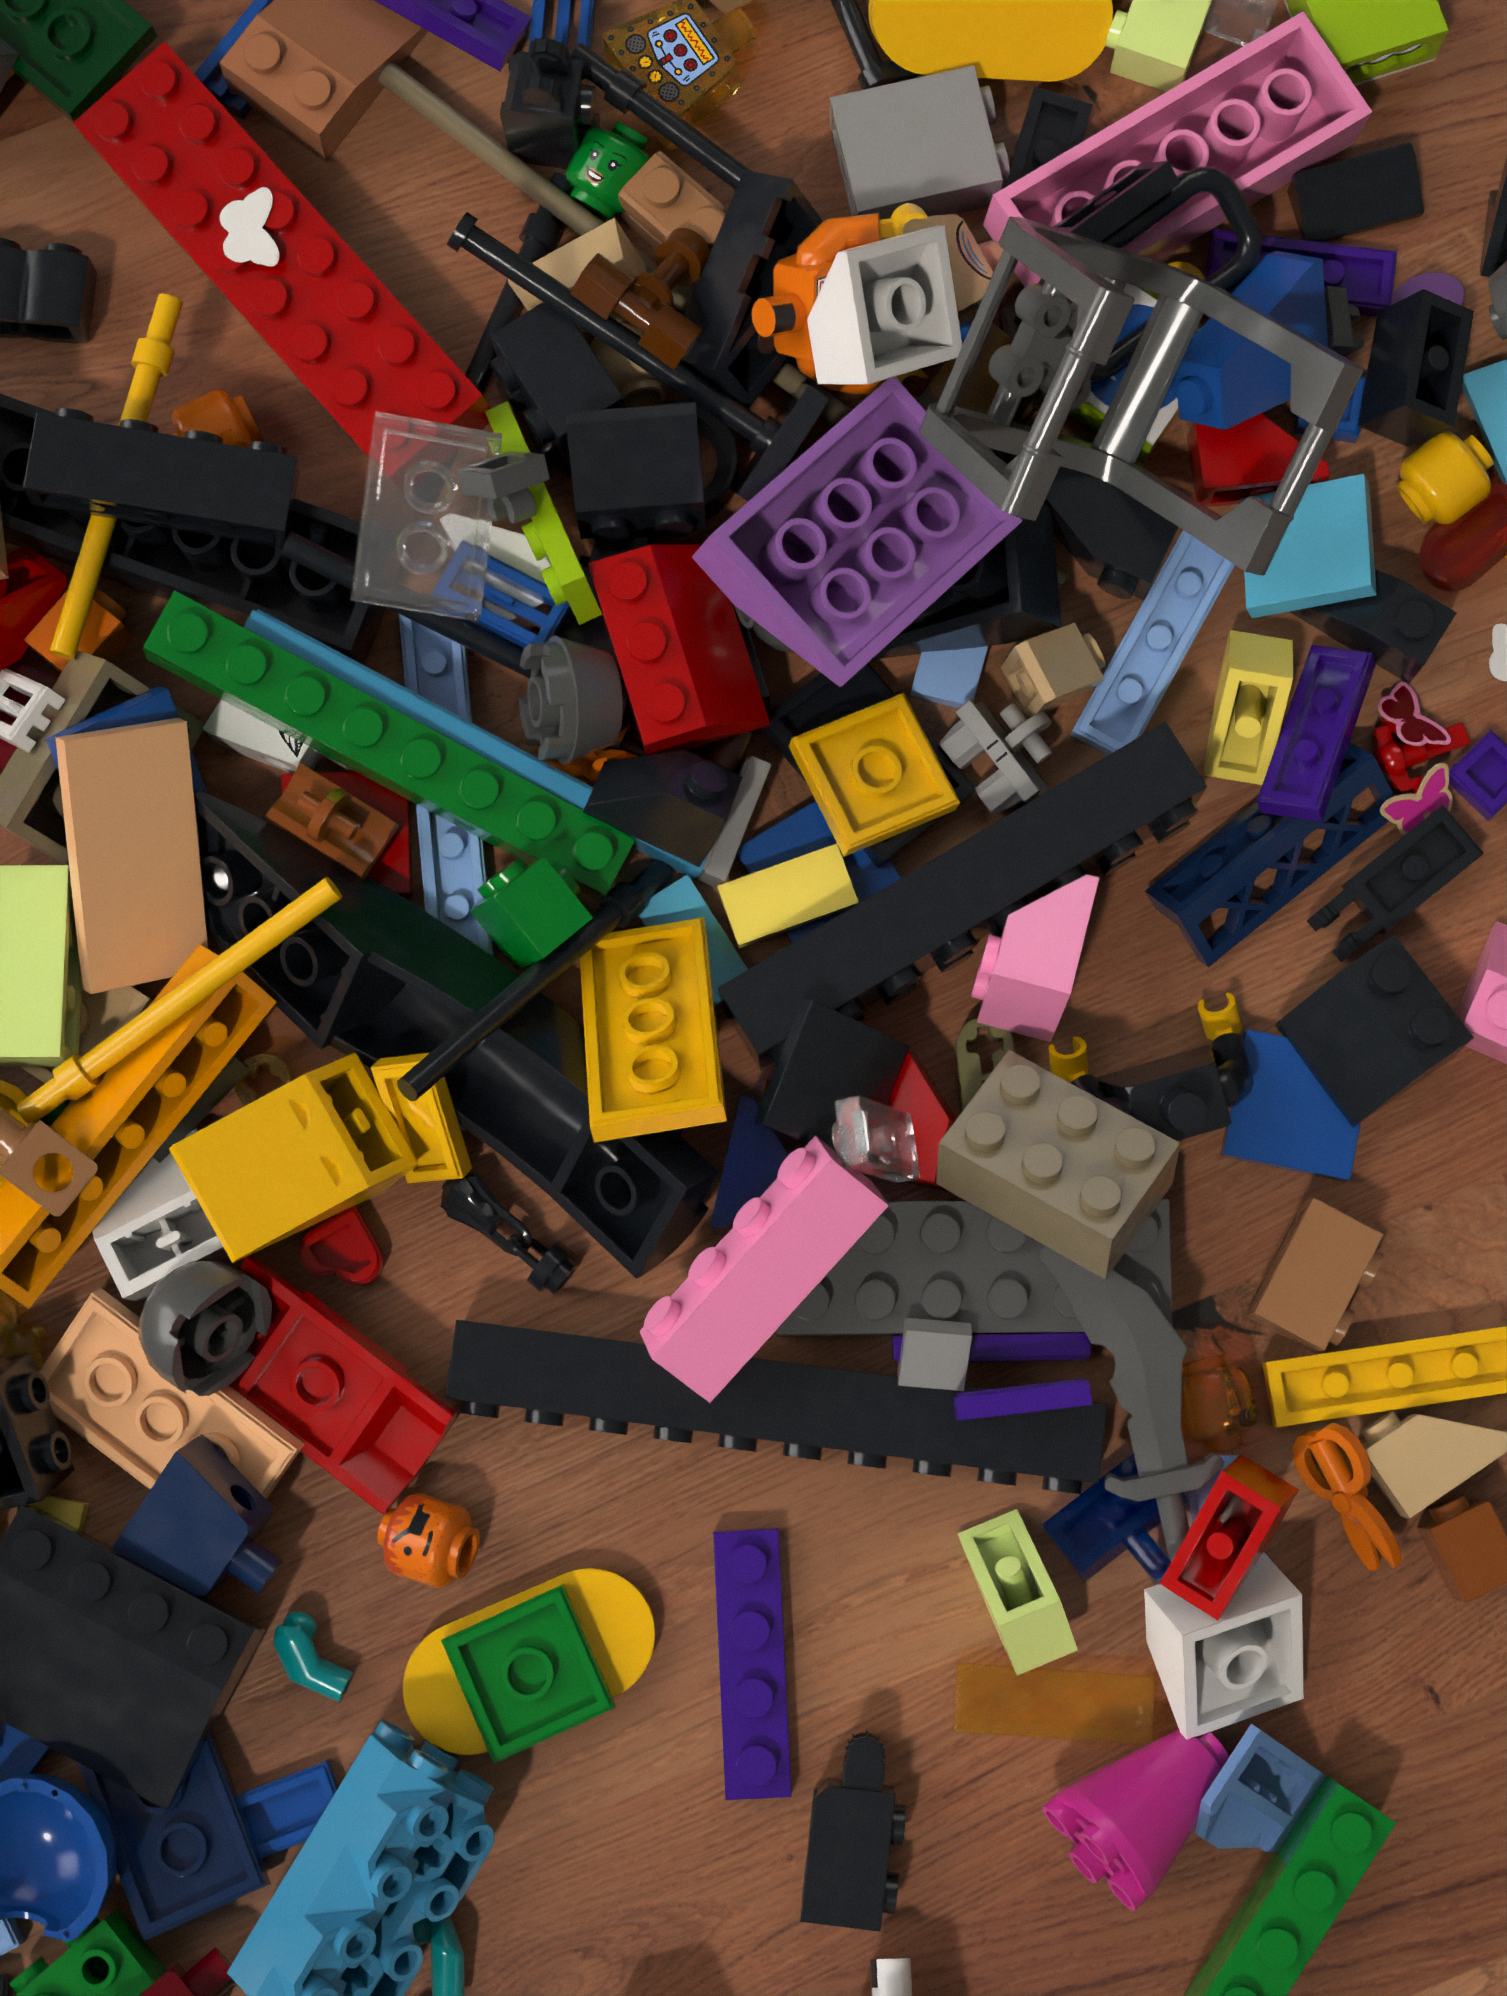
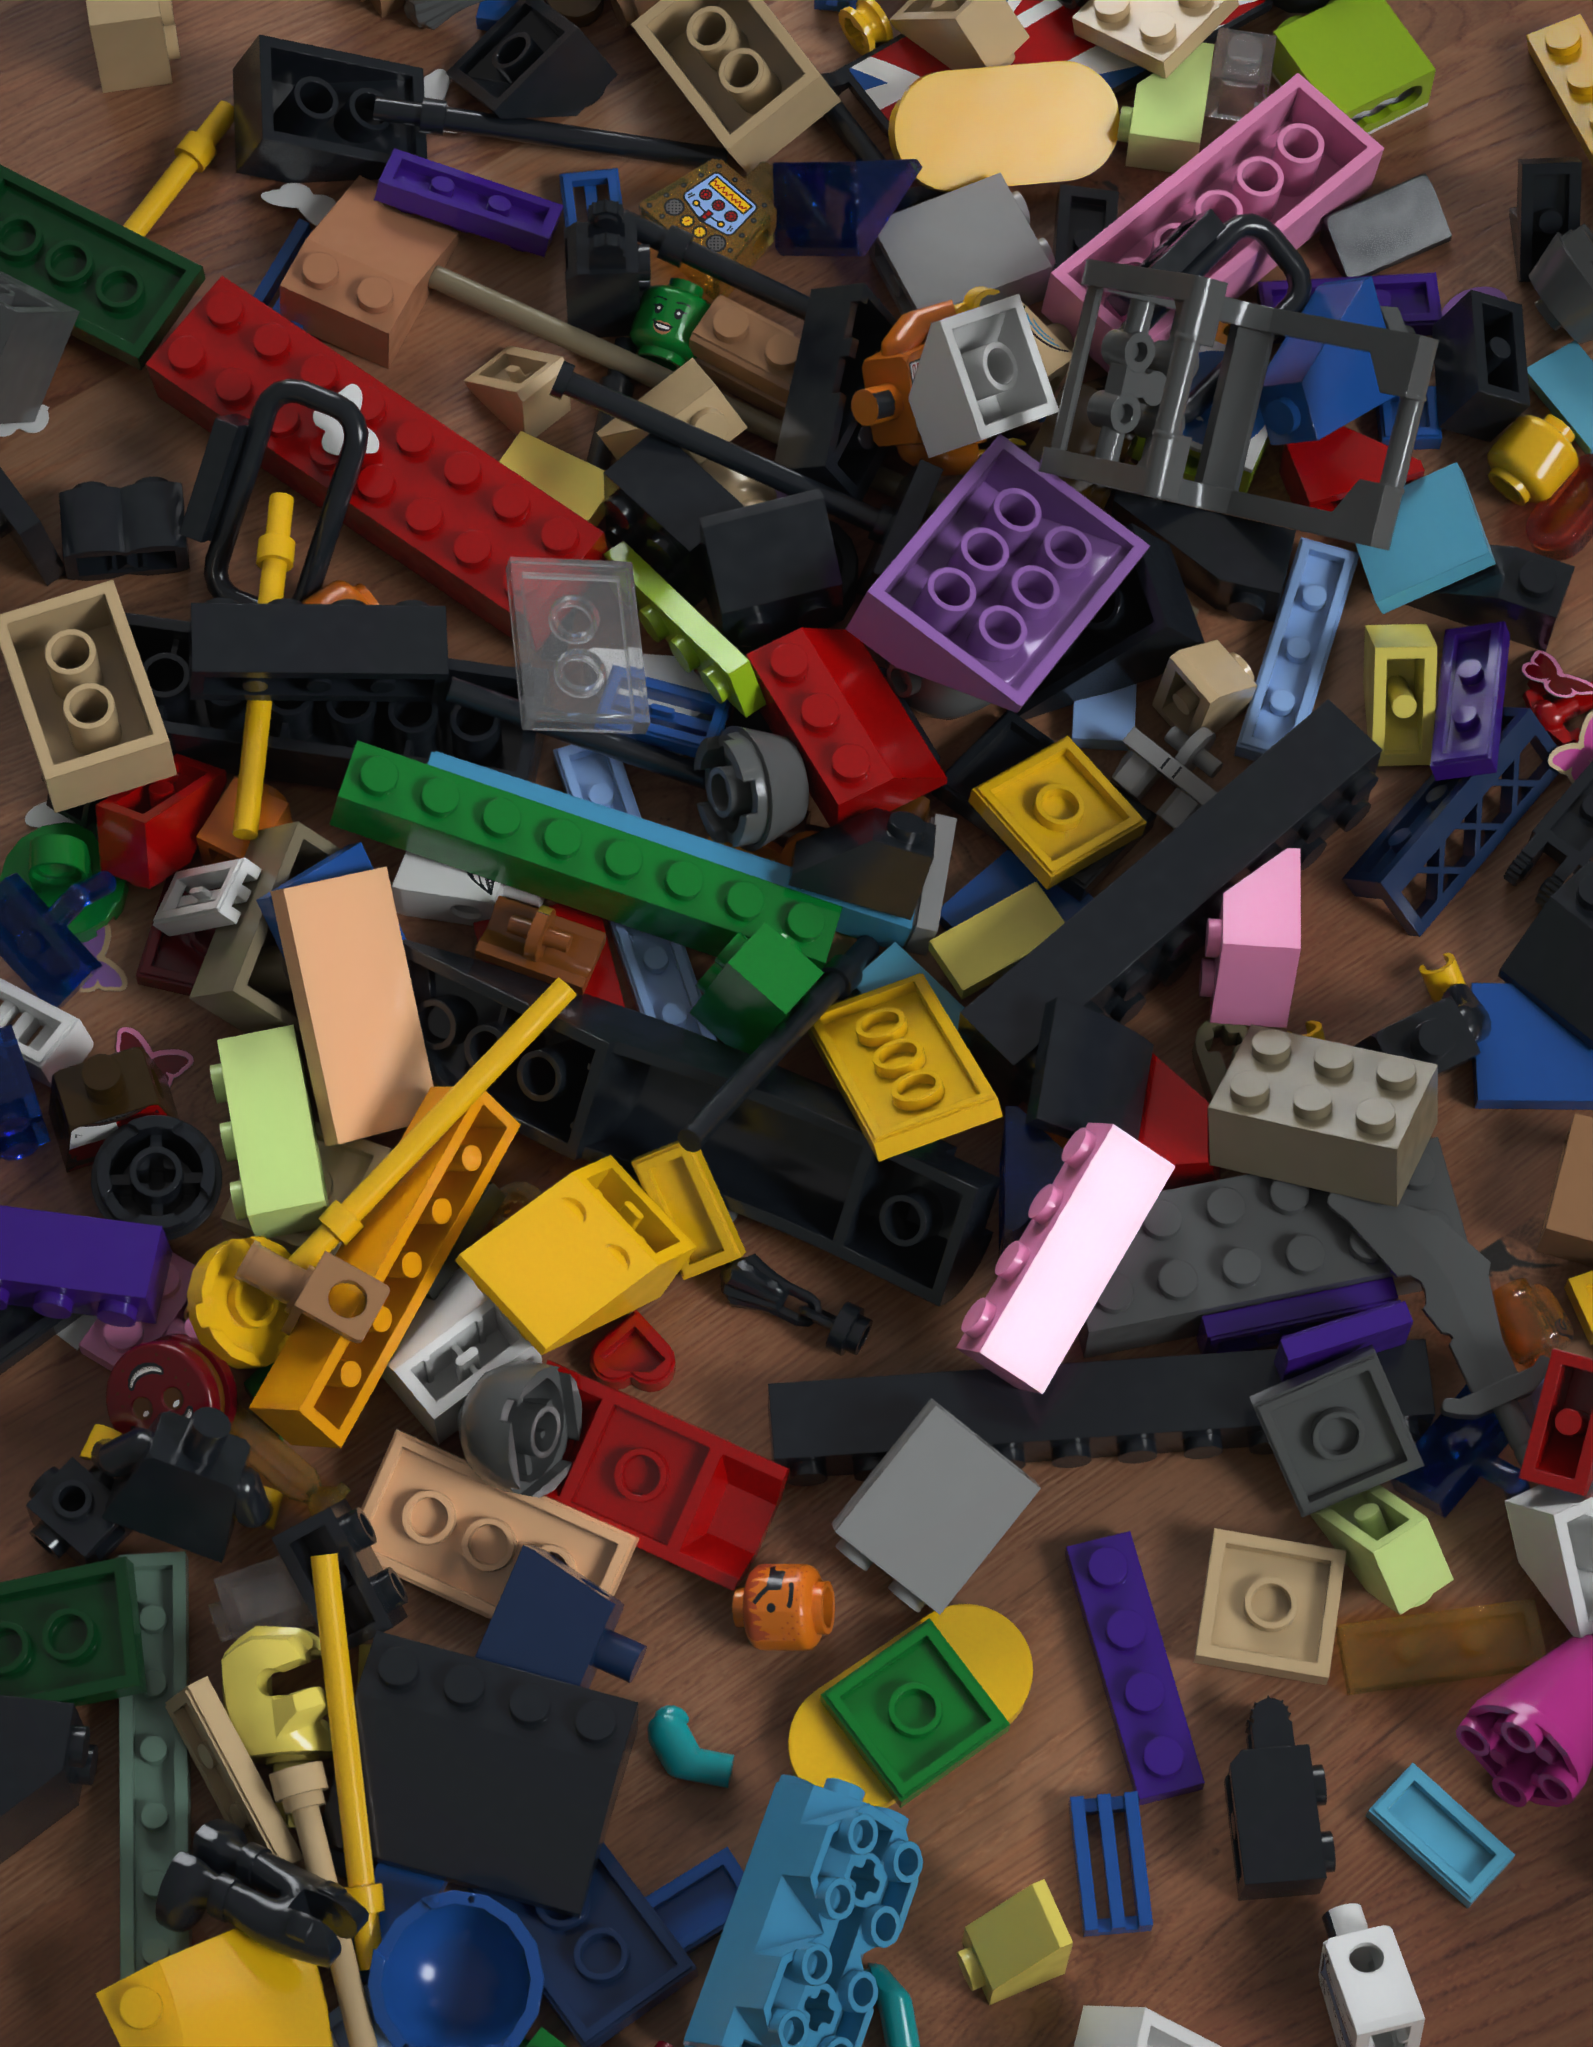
camera: 20 degrees left, 15 degrees down
(125, 265) = (231, 472): none -> black bar
(438, 204) = (518, 387): none -> tan slope
(454, 317) = (559, 475): none -> light yellow tile
(505, 483) = (651, 599): dark grey tile -> none
(569, 1931) = (1016, 1945): none -> light yellow slope
(587, 1481) = (933, 1509): none -> light grey brick
(647, 297) = (749, 411): reddish brown bar -> none
(678, 1911) = (1105, 1806): none -> blue tile
(803, 66) = (837, 203): none -> clear blue slope
(875, 1139) = (1145, 1116): clear plate -> none
(895, 1634) = (1270, 1606): none -> tan plate
(934, 1354) = (1247, 1318): light grey tile -> none
(996, 1482) = (1336, 1430): none -> dark grey tile
(1006, 1892) = (1440, 1835): none -> medium azure tile

